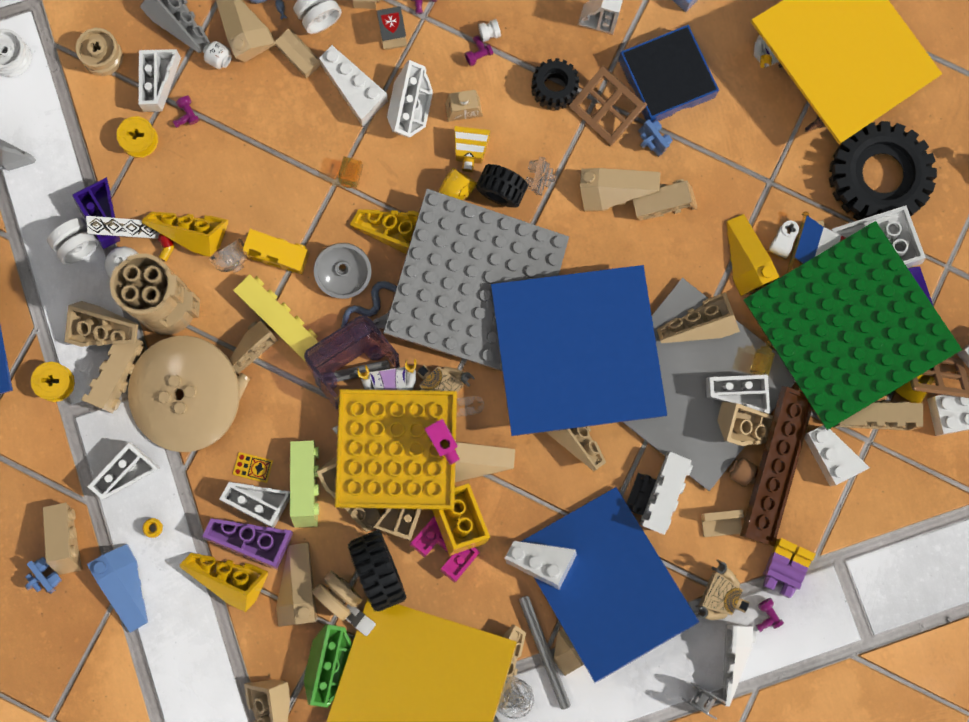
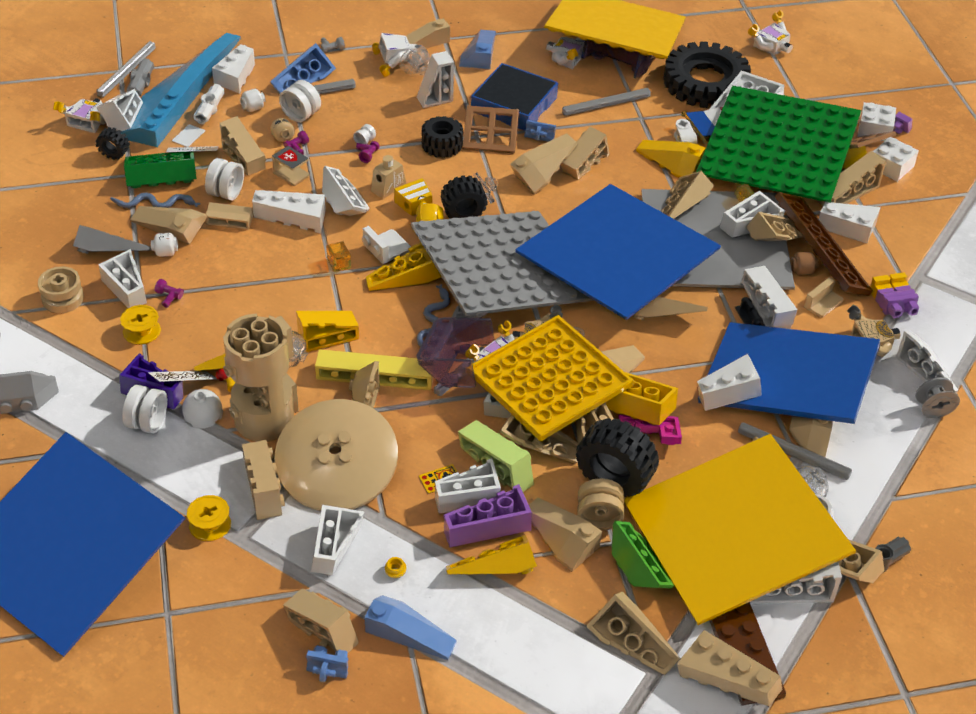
camera: 35 degrees left, 35 degrees down
(94, 325) = (219, 449): tan wedge -> none
(342, 282) = (398, 303): light grey dish -> none
(360, 621) = (638, 517): white sticker -> none
(401, 185) = (385, 245): none -> white bracket
(438, 432) = (580, 335): dark pink torso -> none
(754, 139) = (606, 101): none -> light grey axle
(773, 619) = (922, 331): magenta piece -> none

